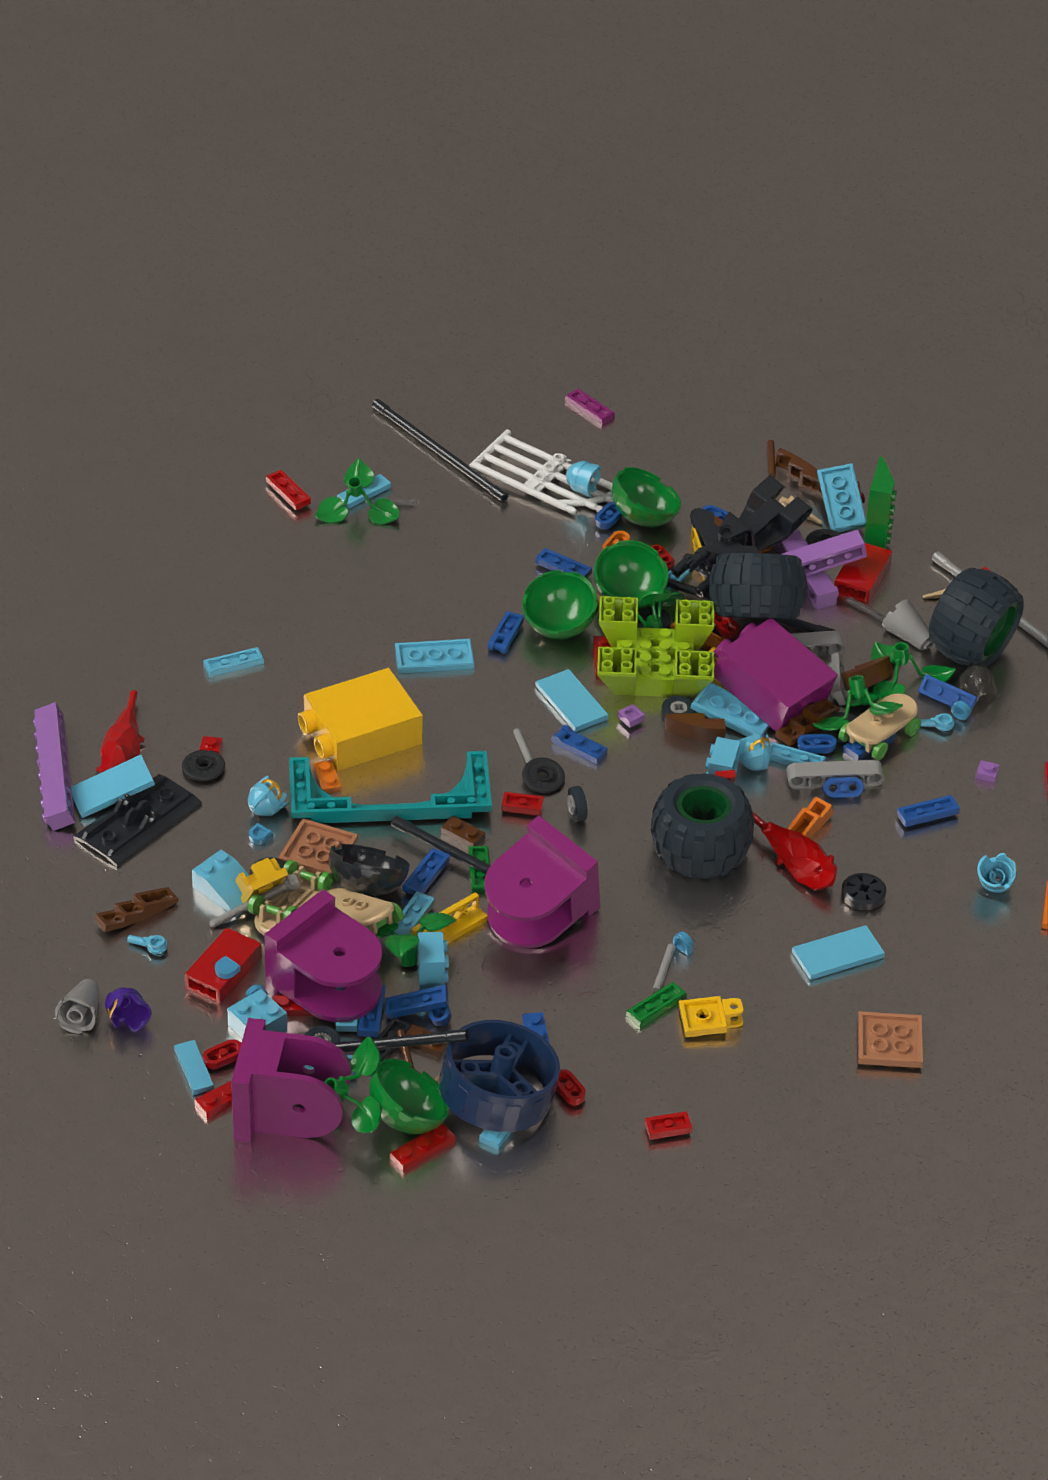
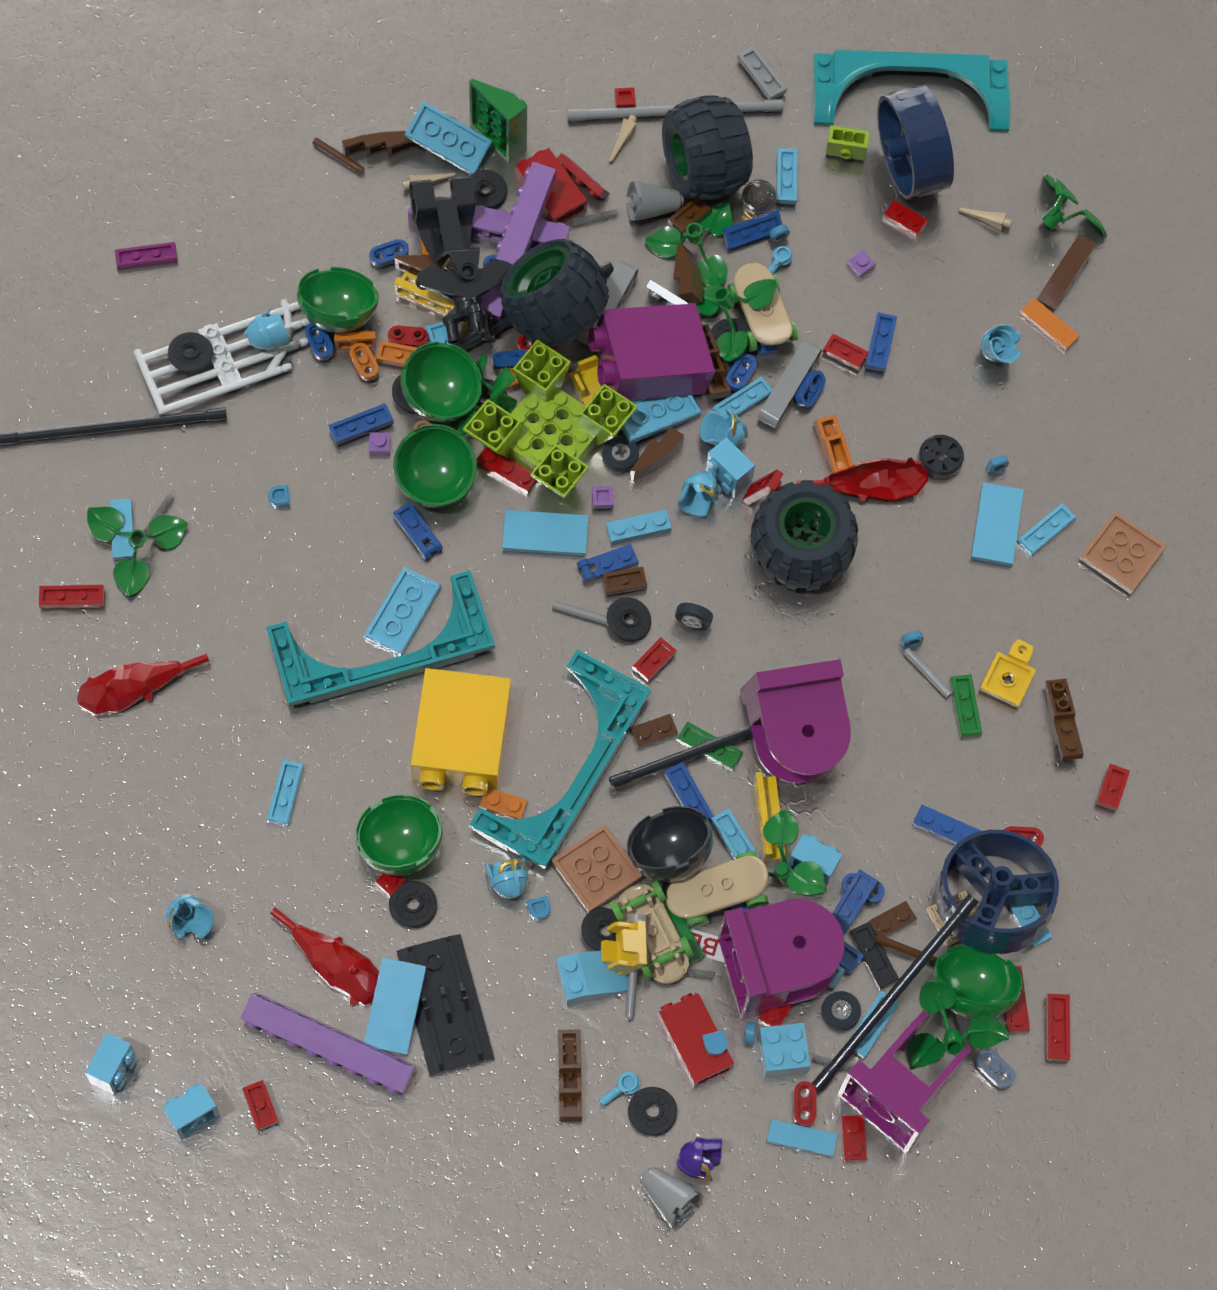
camera: 60 degrees left, 25 degrees up
(85, 648) = (189, 915): none -> medium azure helmet
(156, 963) = (645, 1123): none -> black wheel
(244, 721) = (399, 834): none -> green piece
(249, 547) = (129, 683): none -> red piece
(334, 632) = (460, 640): none -> teal piece
(350, 1158) = (996, 1068): none -> sand blue plate
(420, 1182) = (1058, 1027): none -> red plate
(466, 554) = (279, 496): none -> dark azure tile
(541, 451) = (193, 363): none -> black wheel
(572, 758) = (624, 581): none -> reddish brown plate
(622, 524) = (344, 341): none -> orange plate
(627, 748) = (638, 526): none -> medium azure plate
(683, 760) = (698, 493): none -> medium azure helmet
(700, 1067) = (1063, 719): none -> reddish brown slope
(864, 985) = (1046, 529): none -> medium azure tile
(890, 925) = (997, 464): none -> dark azure tile
(891, 584) = (582, 177): none -> red plate
(897, 793) = (845, 352): none -> red plate
(925, 656) = (691, 212): none -> reddish brown plate
(1016, 693) = (786, 176): none -> medium azure plate

